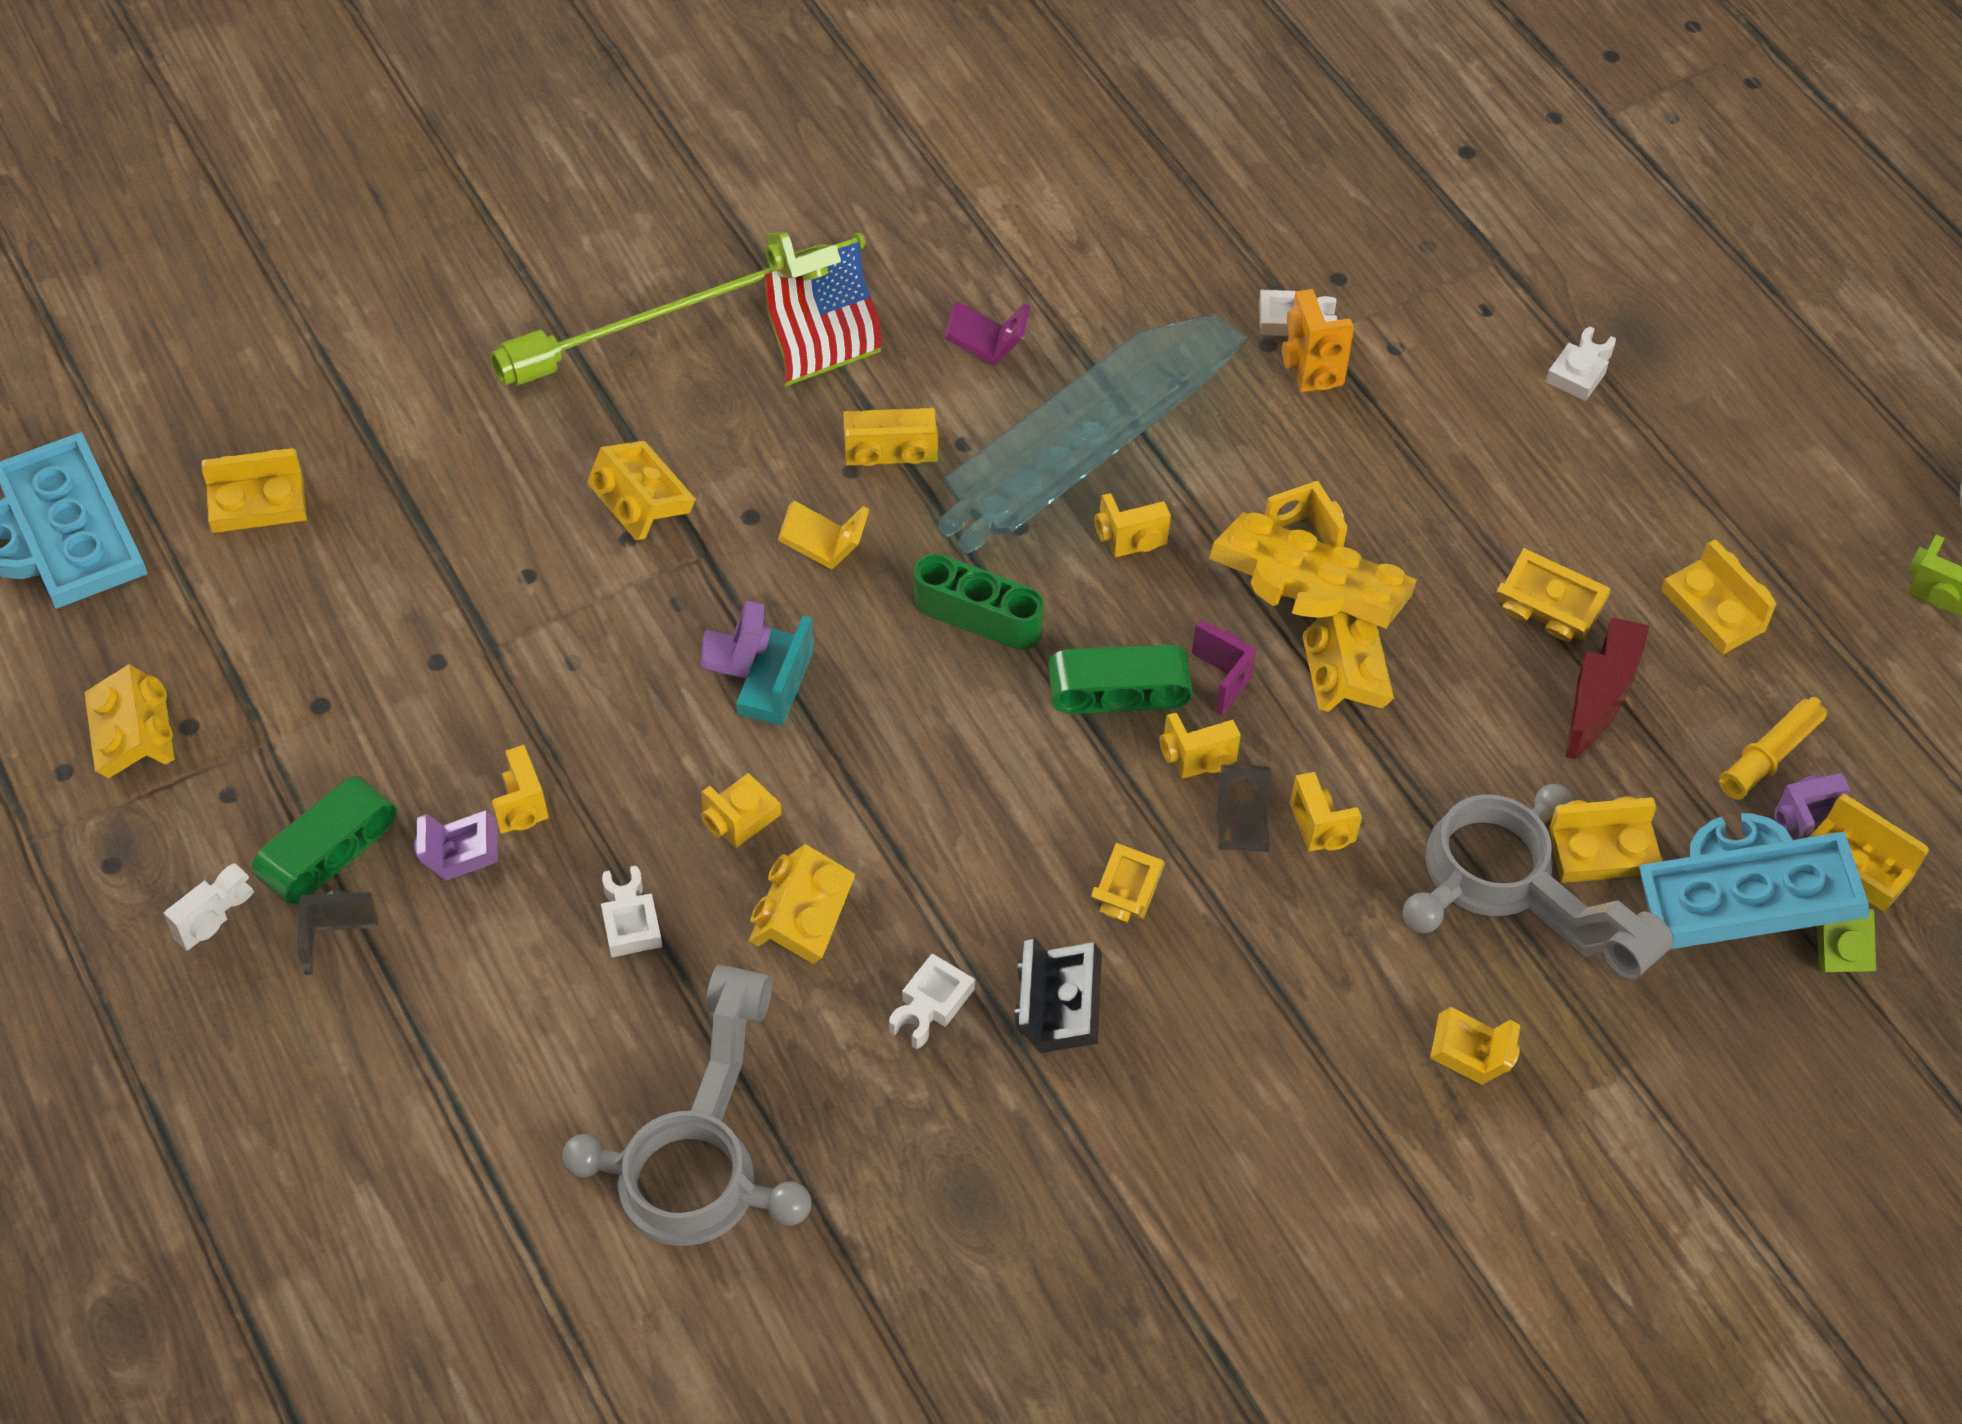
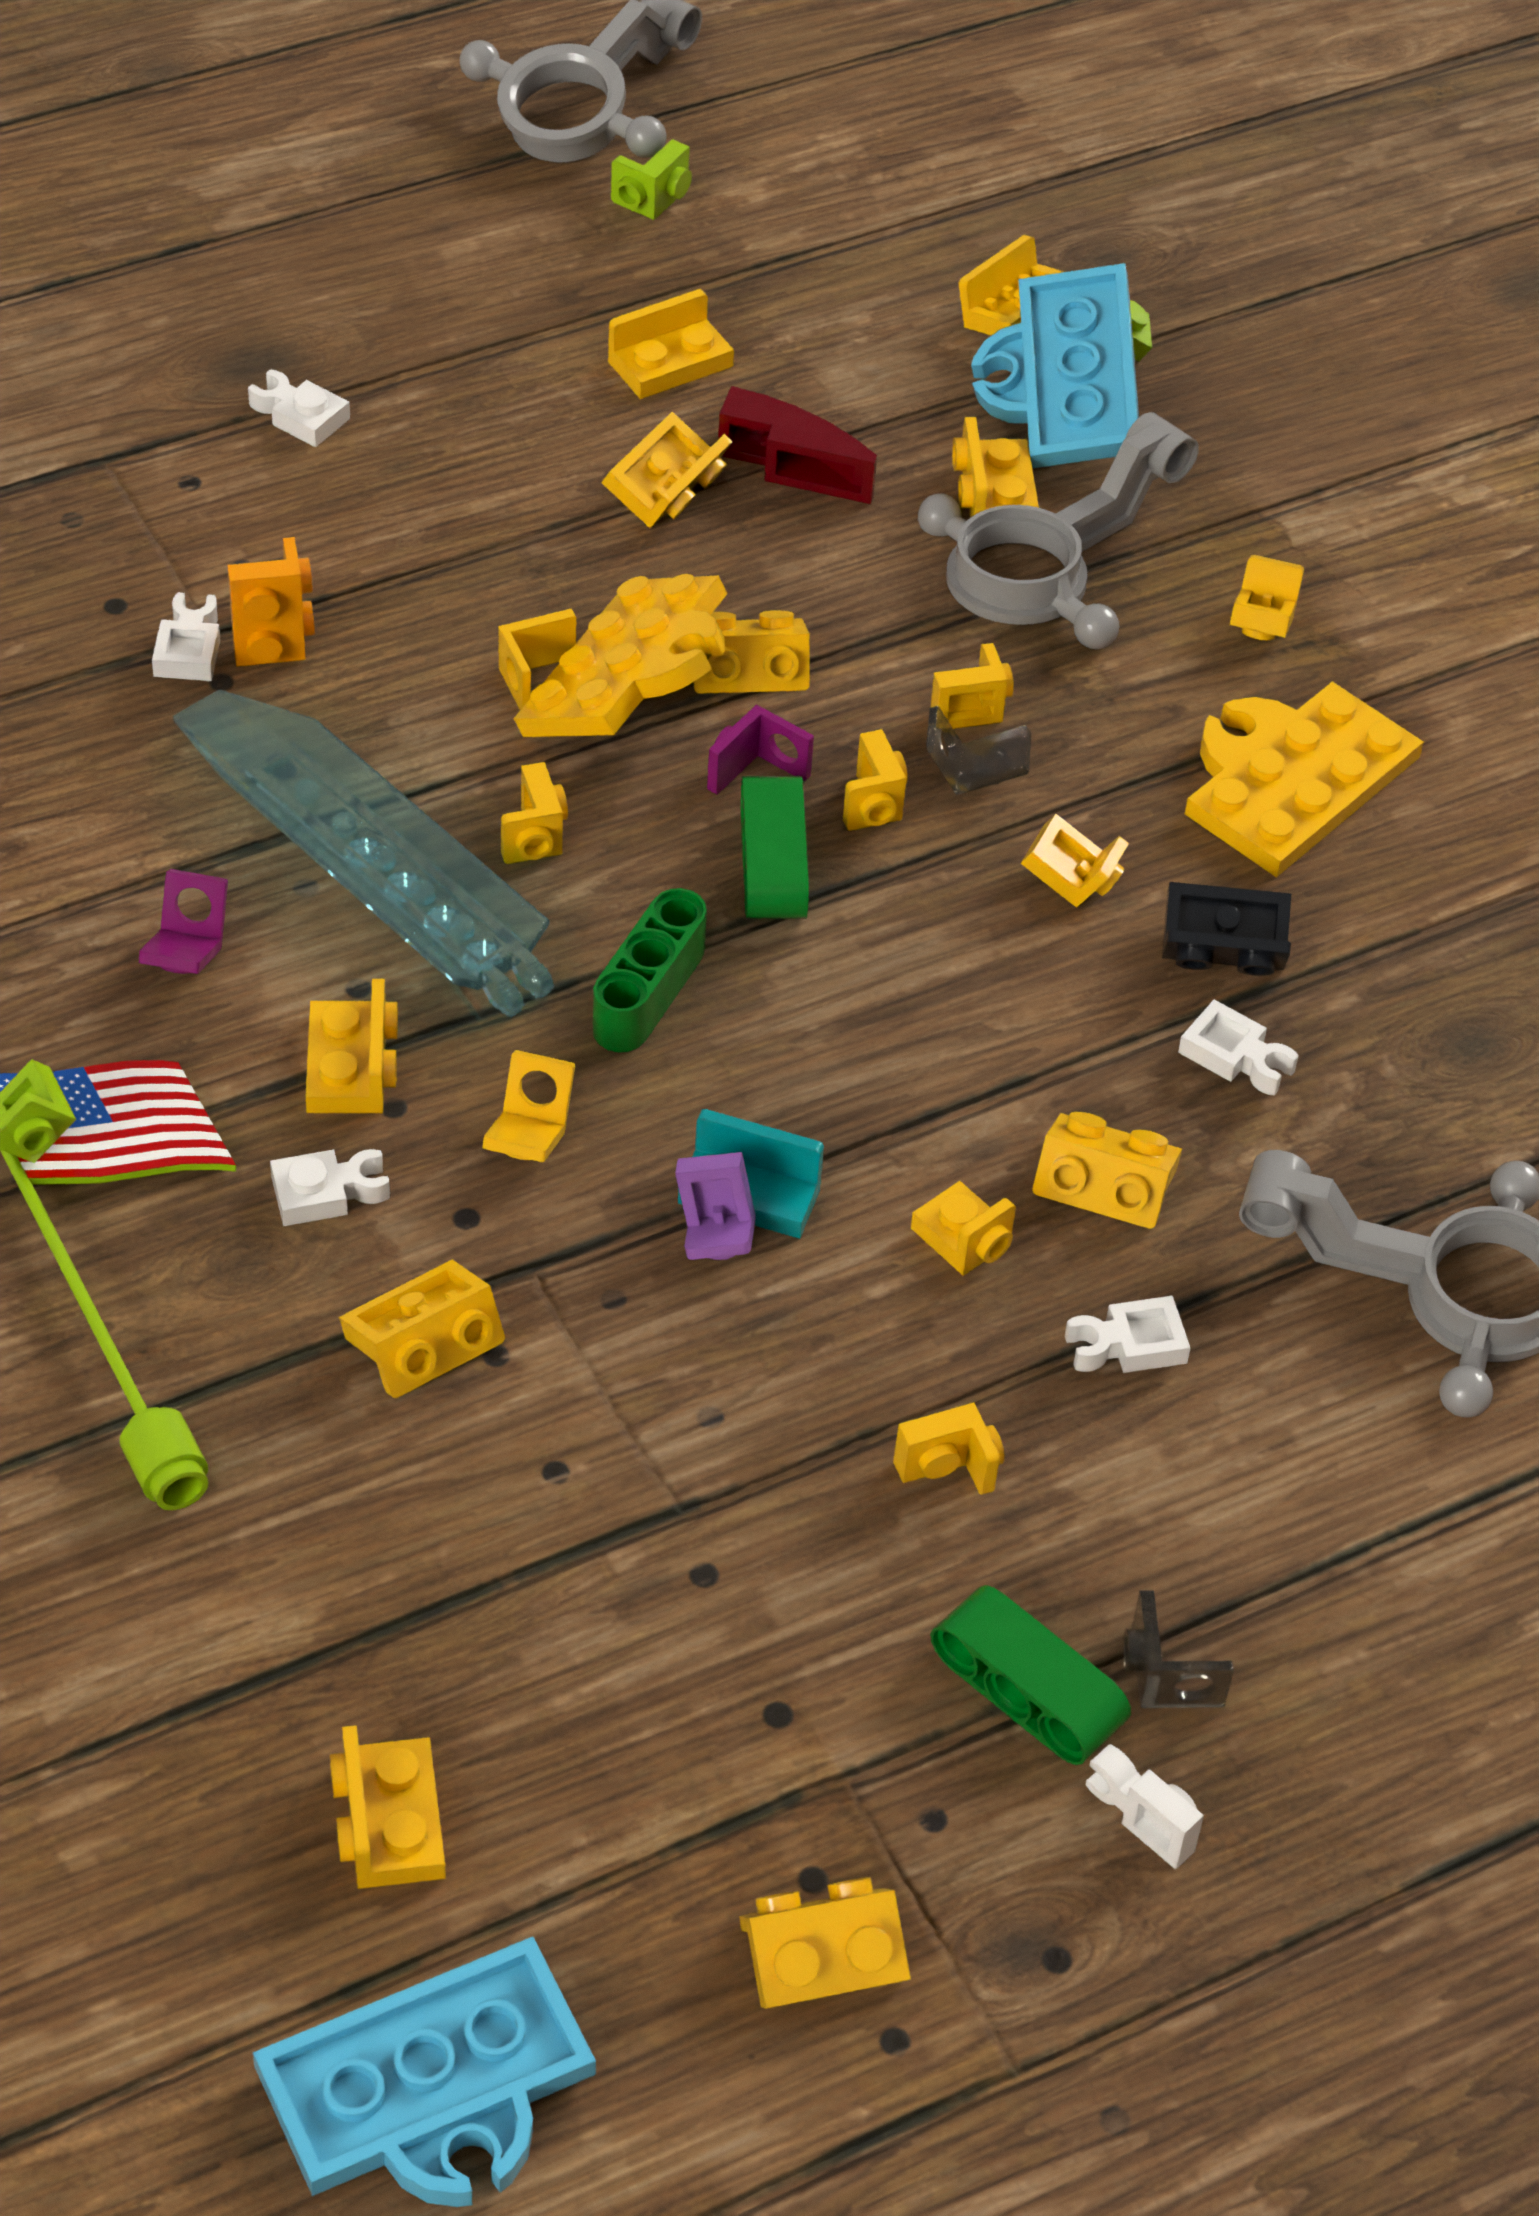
camera: 90 degrees left, 5 degrees down
(458, 845) = (1035, 1515): medium lavender bracket -> none
(770, 429) = (318, 1187): none -> white plate
(1271, 1070) = (1294, 772): none -> yellow plate
(1761, 758) = (888, 347): yellow axle -> none
(1808, 802) = (954, 329): medium lavender bracket -> none

